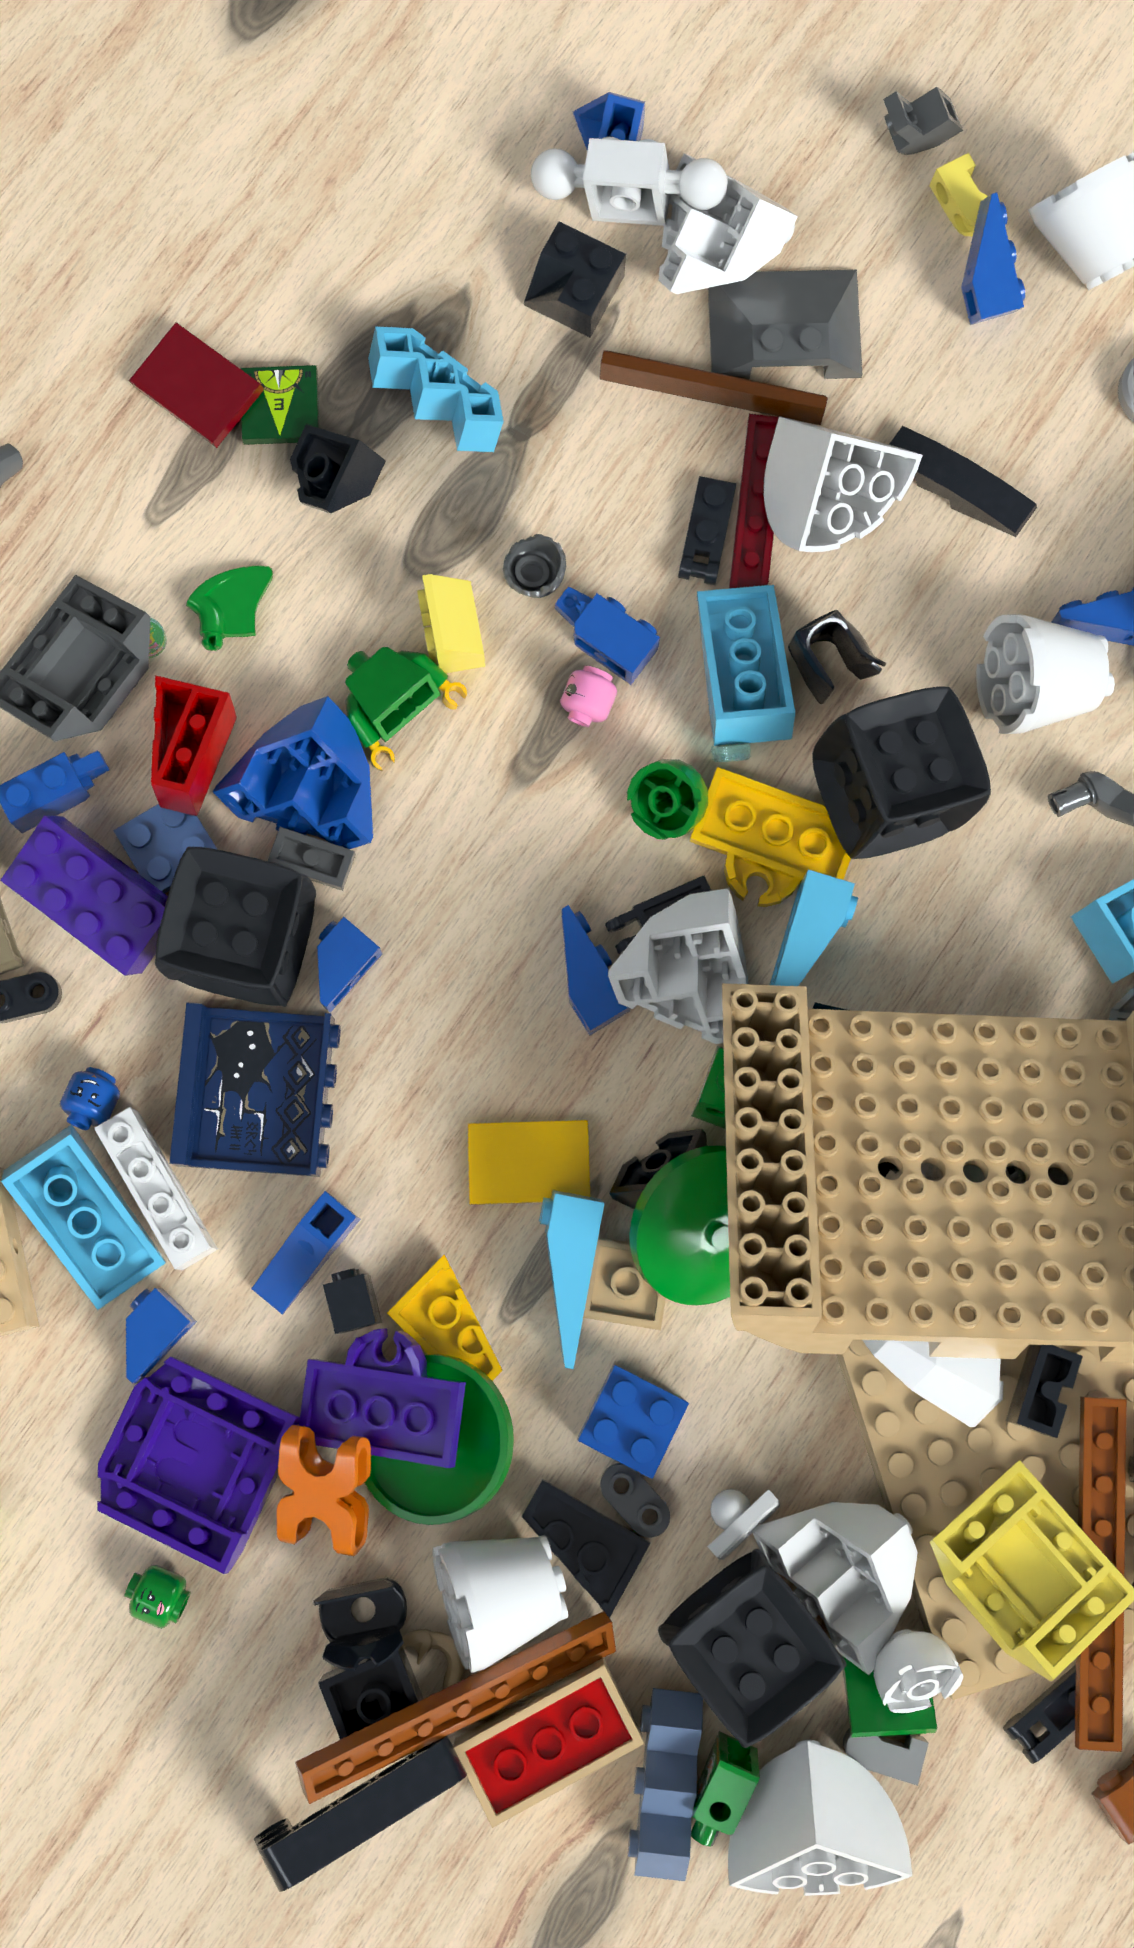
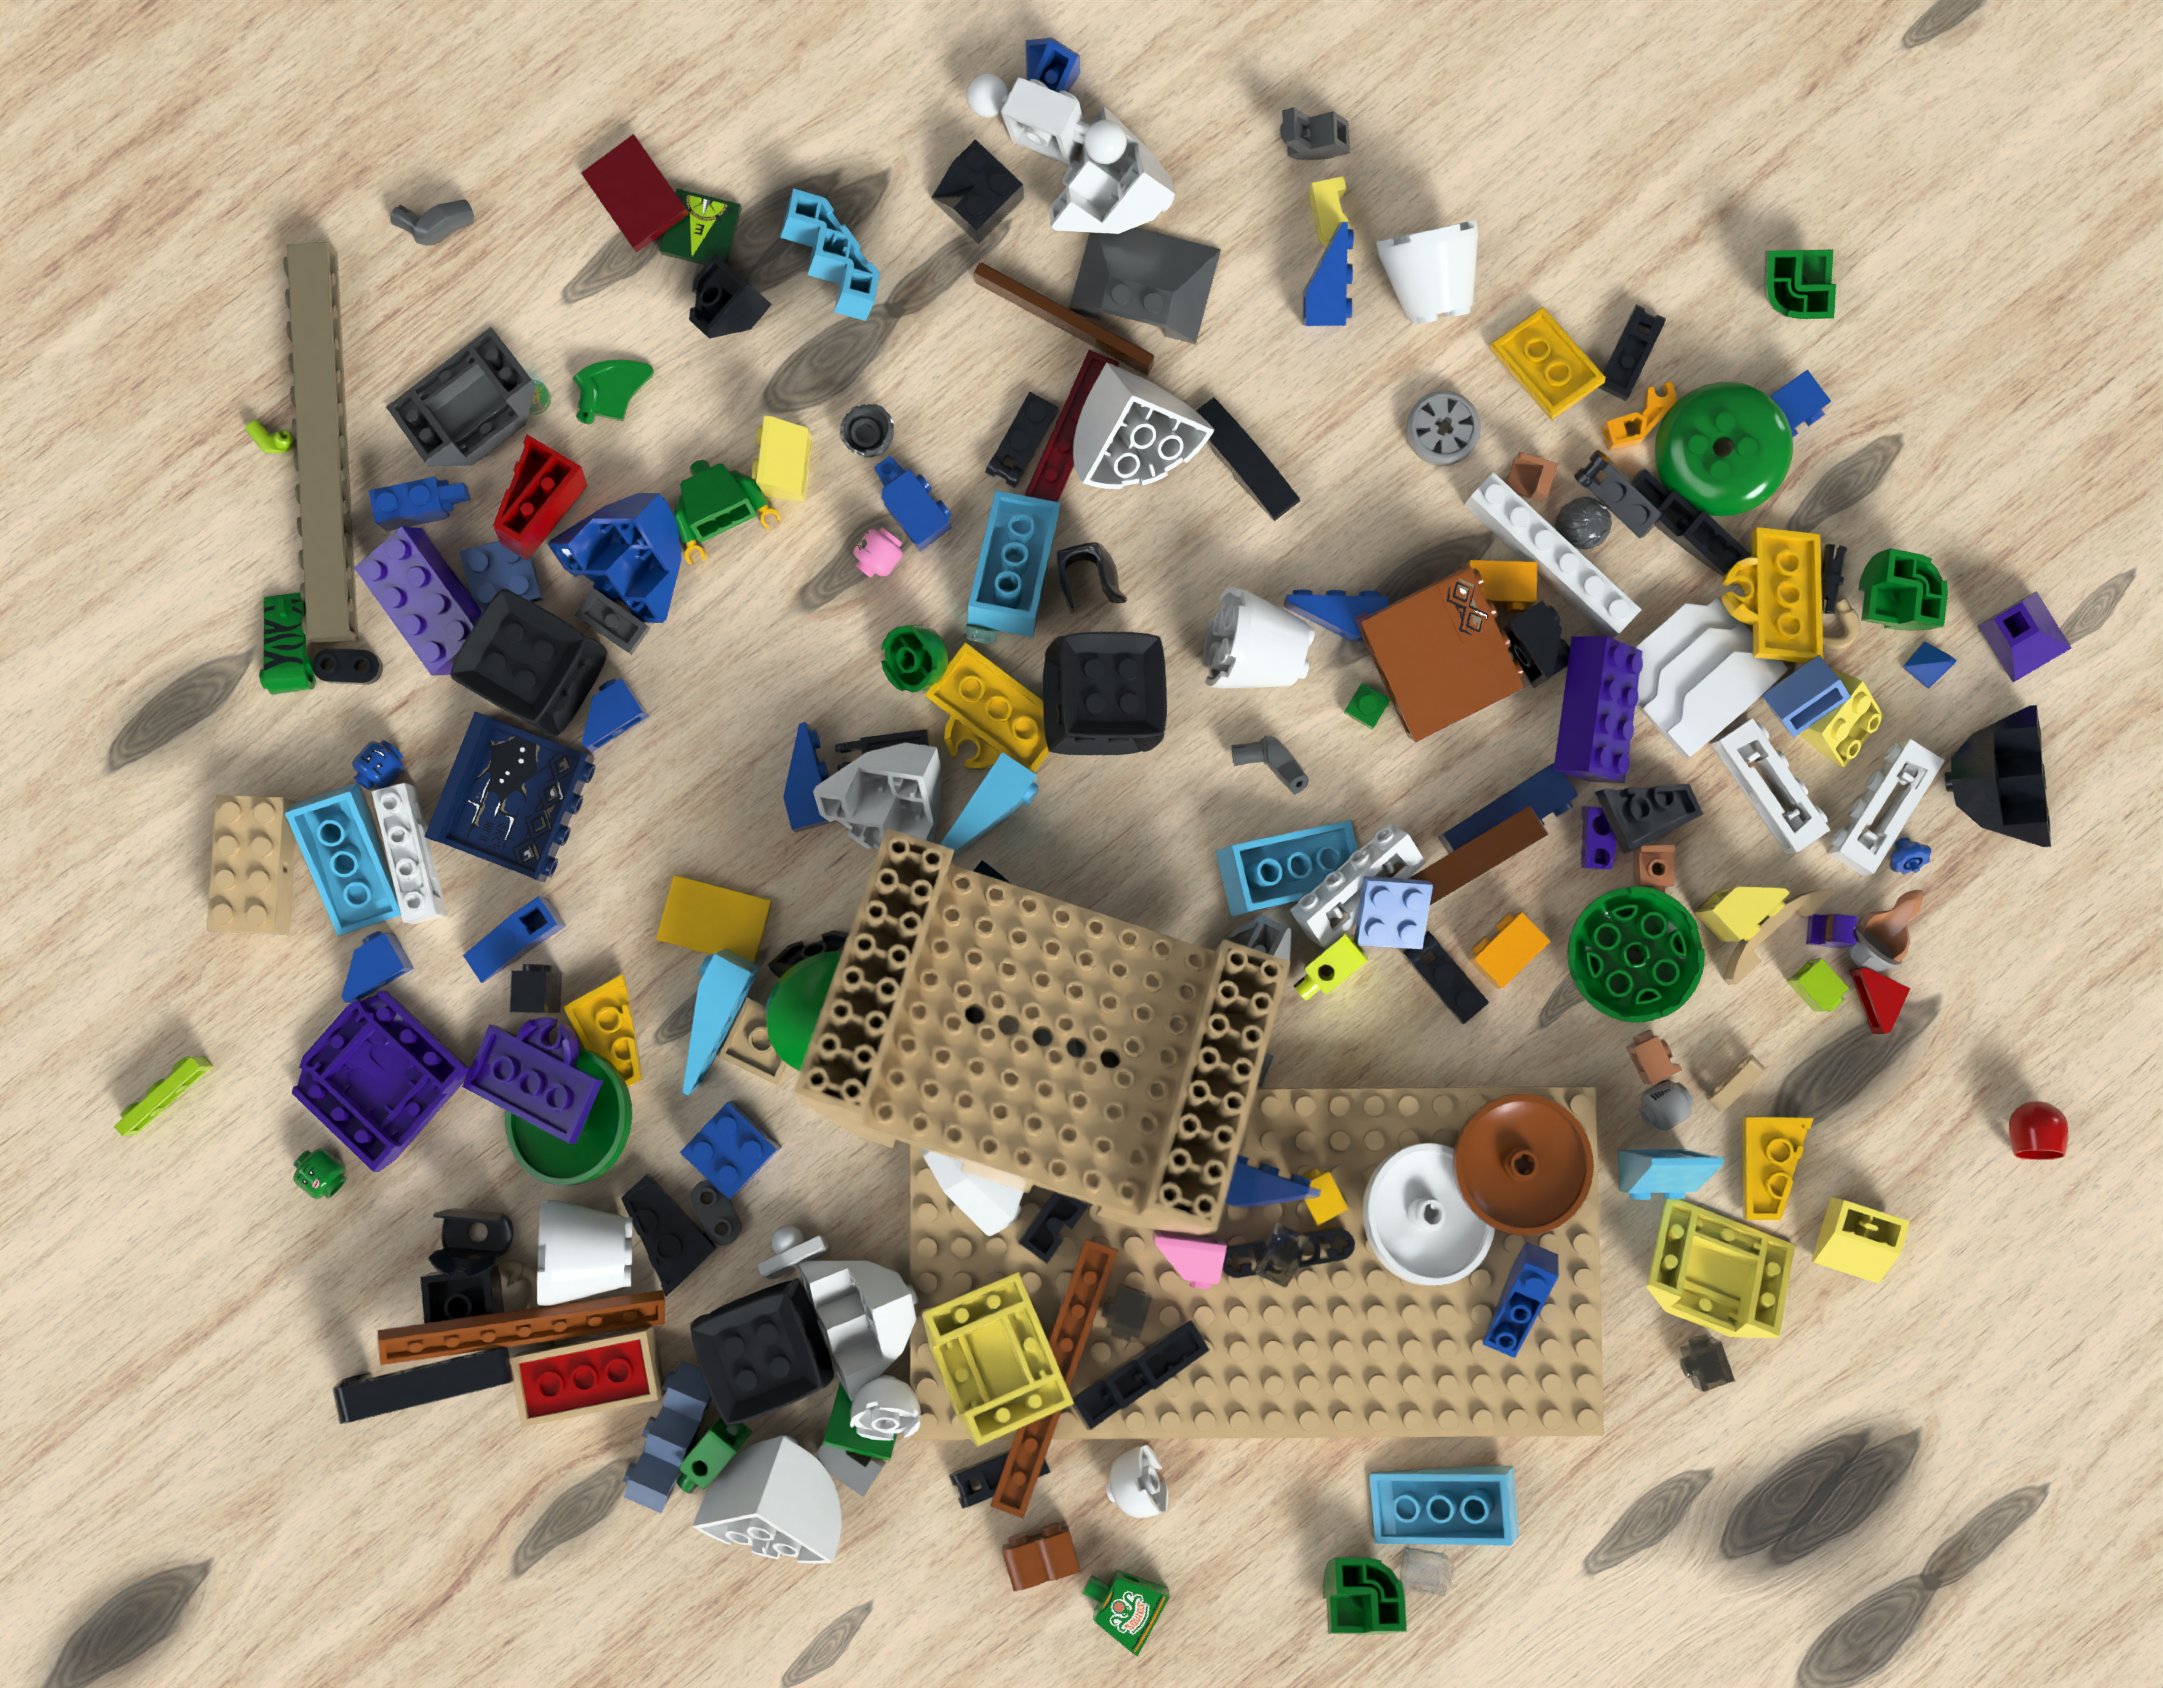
camera: 20 degrees right, 5 degrees up
(323, 1490) = (469, 1130): orange piece -> none

